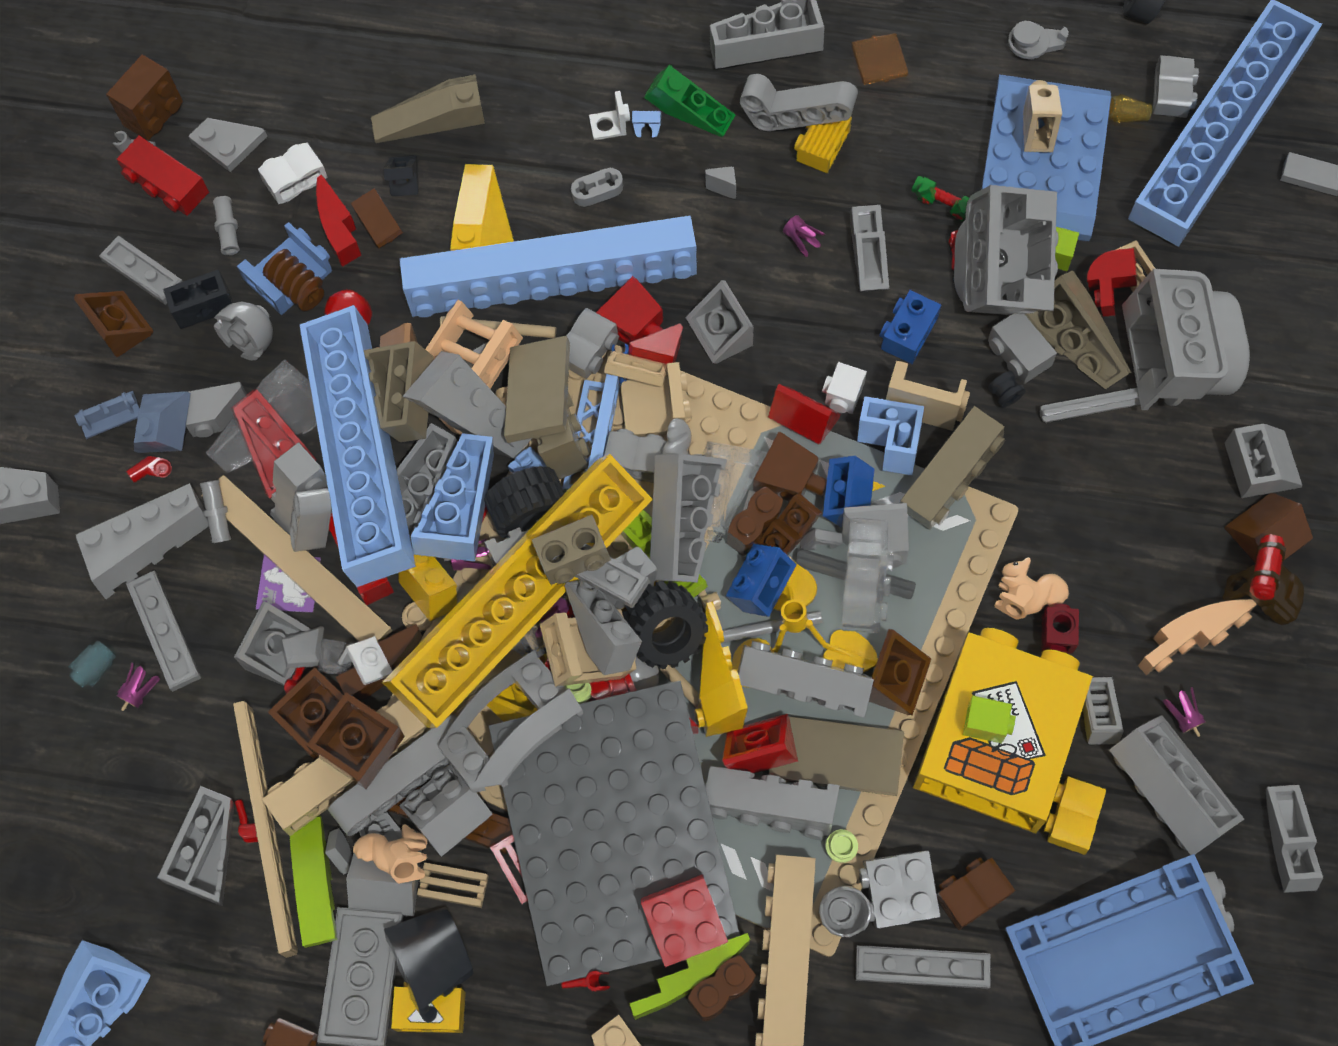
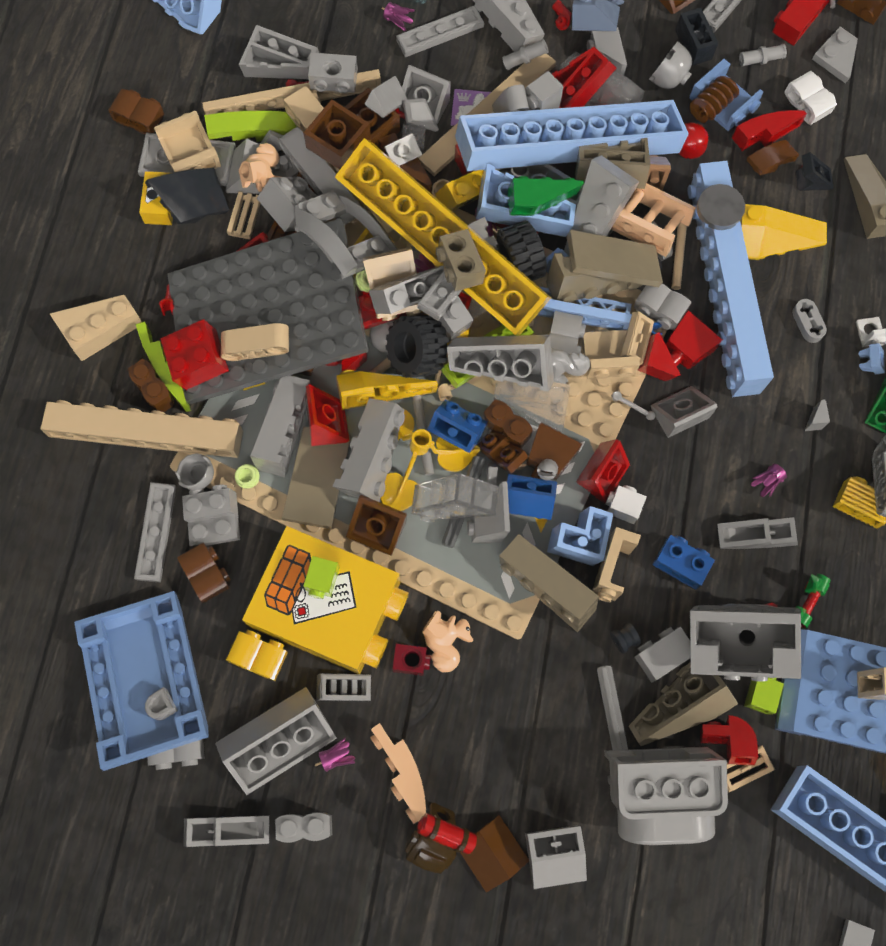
camera: 85 degrees right, 5 degrees up
(236, 744) = (323, 67): none -> light grey brick
(291, 683) = (386, 97): none -> light grey slope
(349, 971) = (187, 143): none -> tan panel
(461, 471) = (533, 196): none -> green slope
(467, 265) = (720, 206): none -> flat silver tile
(669, 832) = (255, 342): none -> tan beam
(708, 396) = (618, 396): none -> light grey hinge
(816, 469) = (549, 466): none -> light grey hinge
(1160, 922) = (160, 705): none -> light grey tile
(1278, 750) = (296, 827): none -> light grey brick

